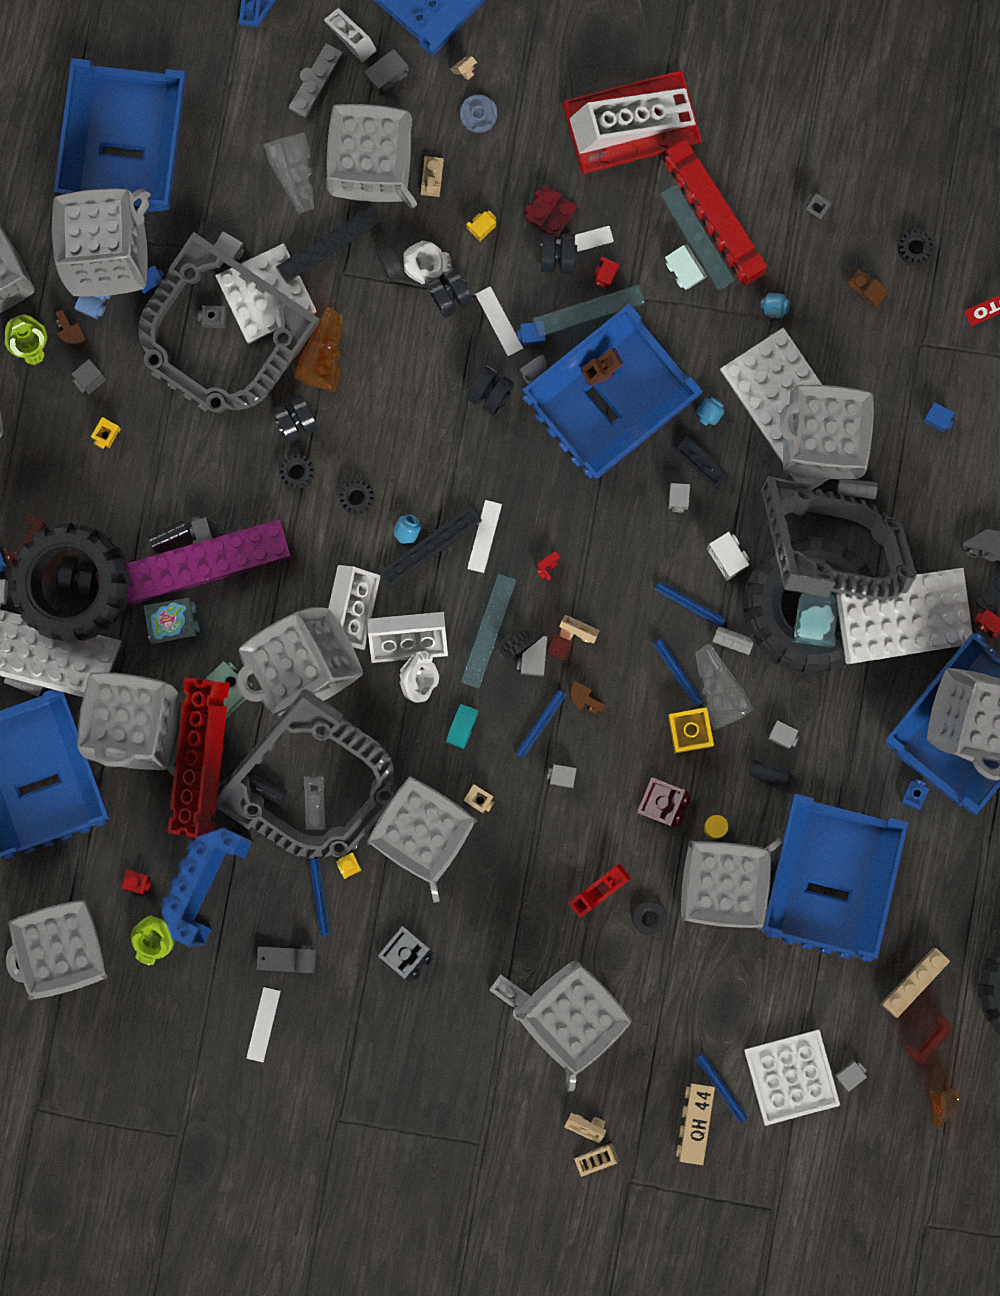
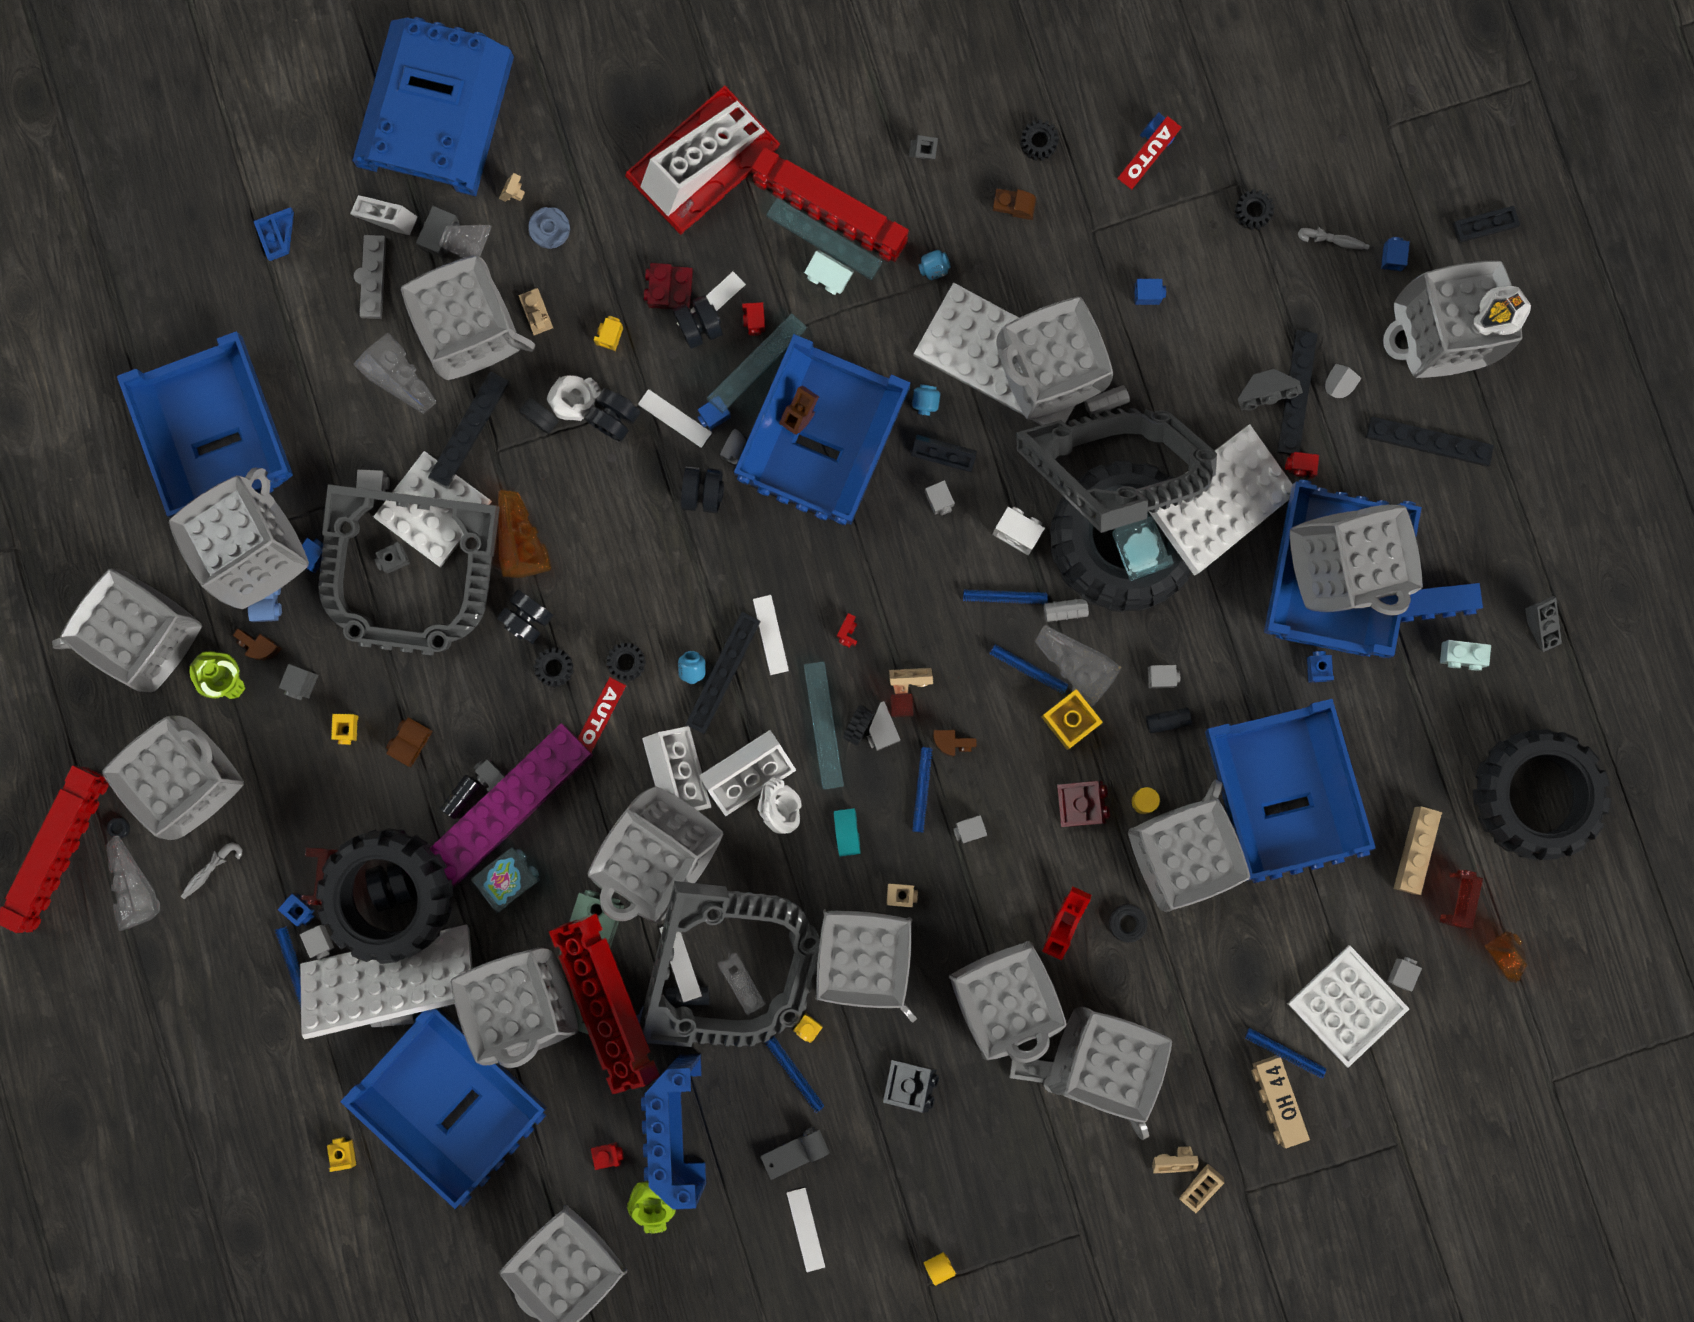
camera: 30 degrees left, 0 degrees up
(150, 471) = (408, 742): none -> reddish brown brick
(274, 765) = (683, 970): none -> white sticker
(315, 528) = (601, 713): none -> red sticker
(353, 1110) = (939, 1268): none -> yellow piece
(405, 89) = (465, 239): none -> clear wing
(518, 926) = (1009, 1002): none -> light grey piece

